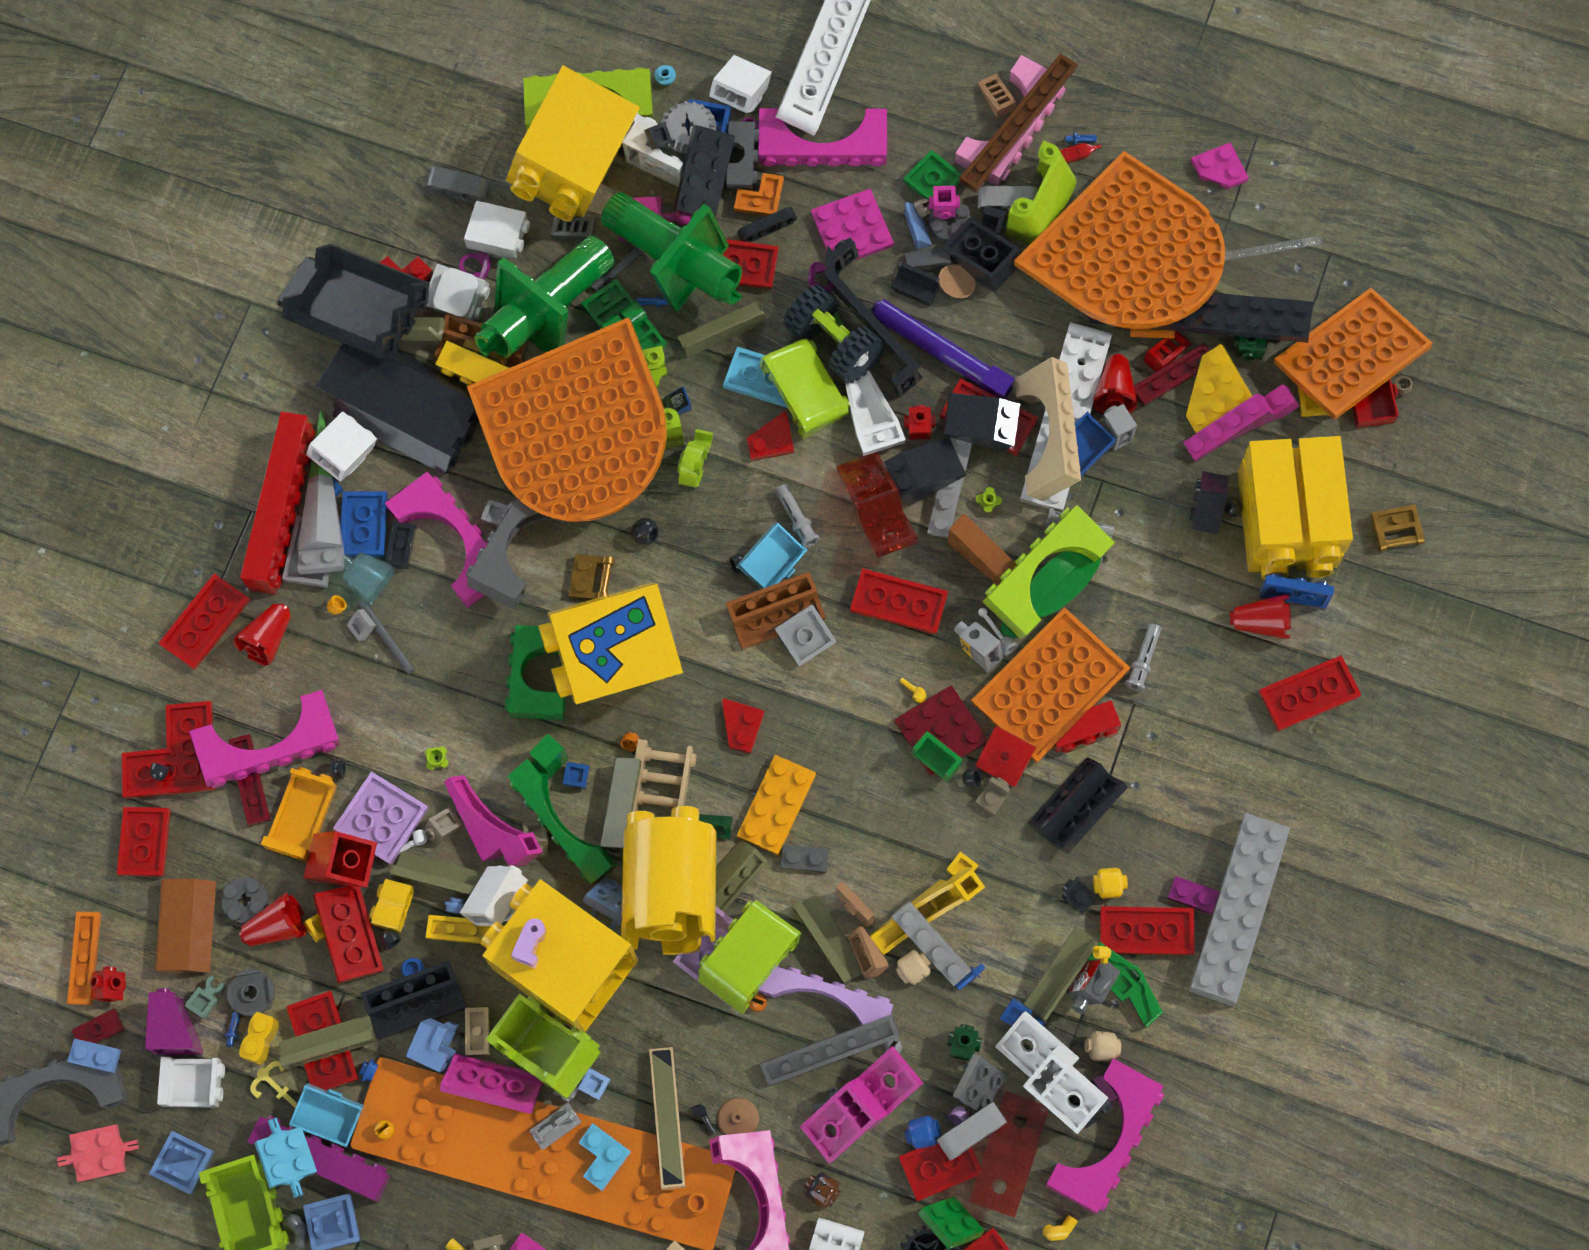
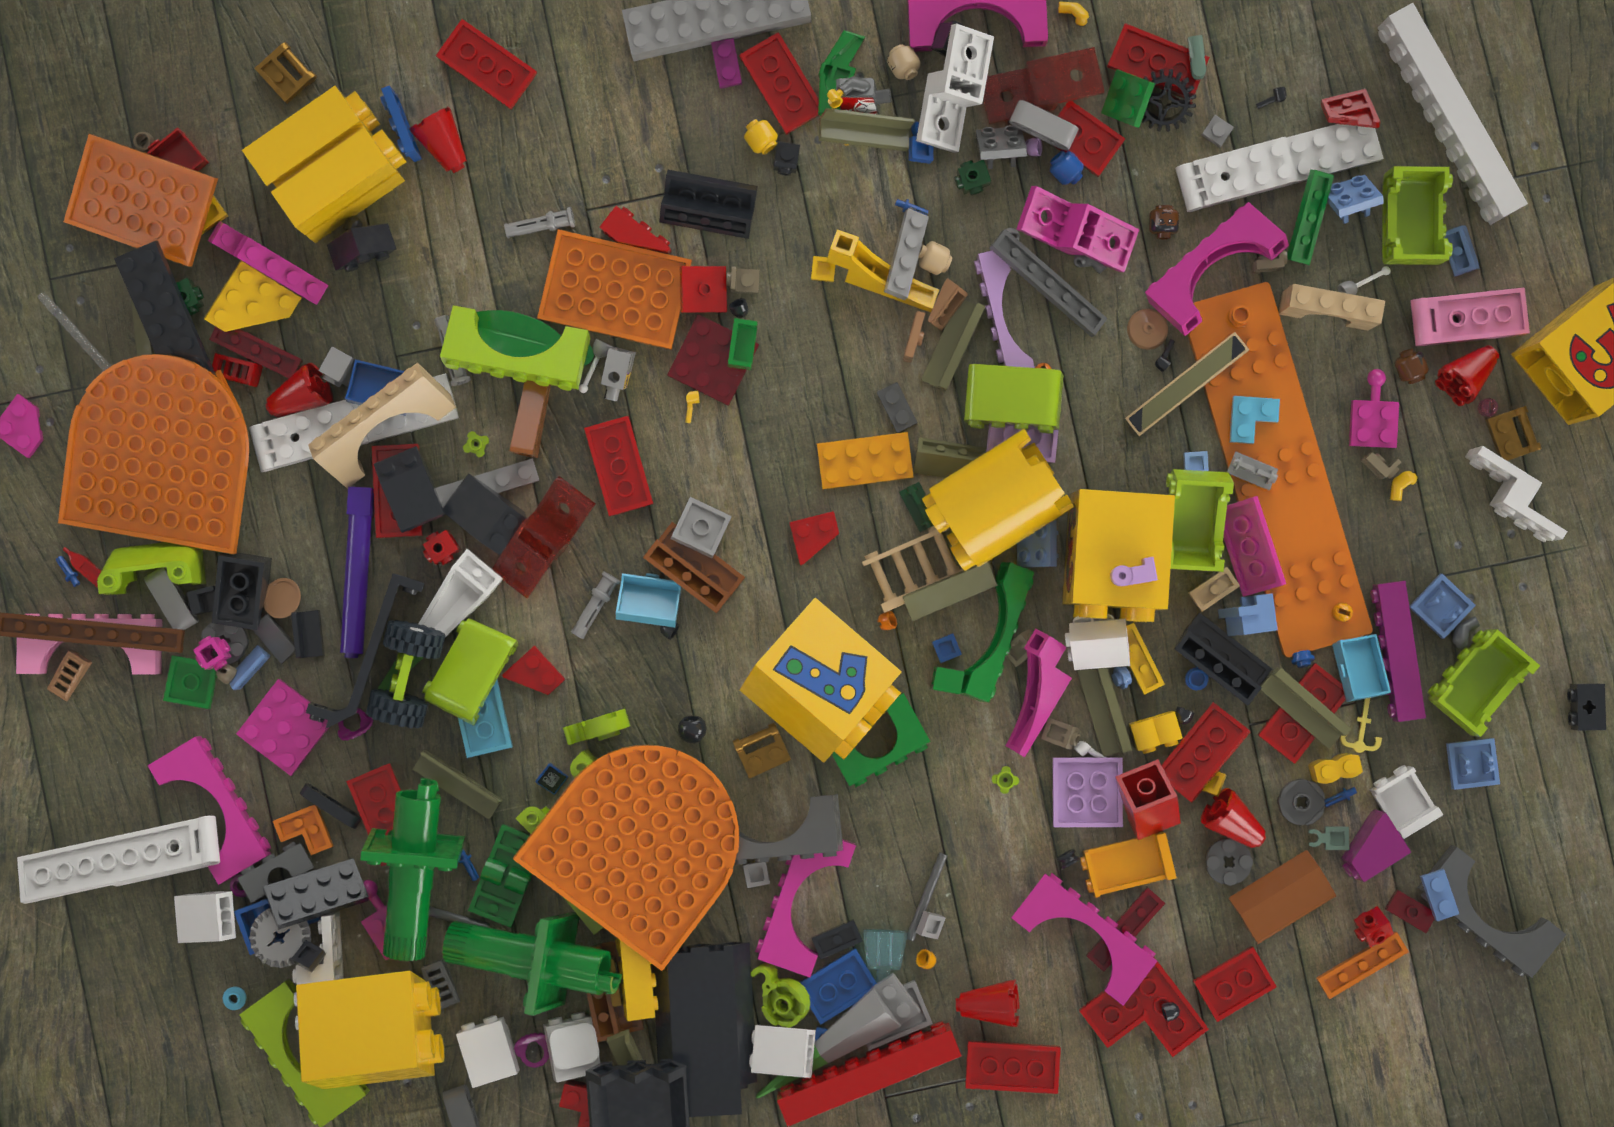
camera: 125 degrees left, 15 degrees up
(97, 1153) = (1509, 840): coral plate -> none
(285, 1157) = (1421, 674): medium azure plate -> none
(382, 474) = (780, 990): none -> lime piece

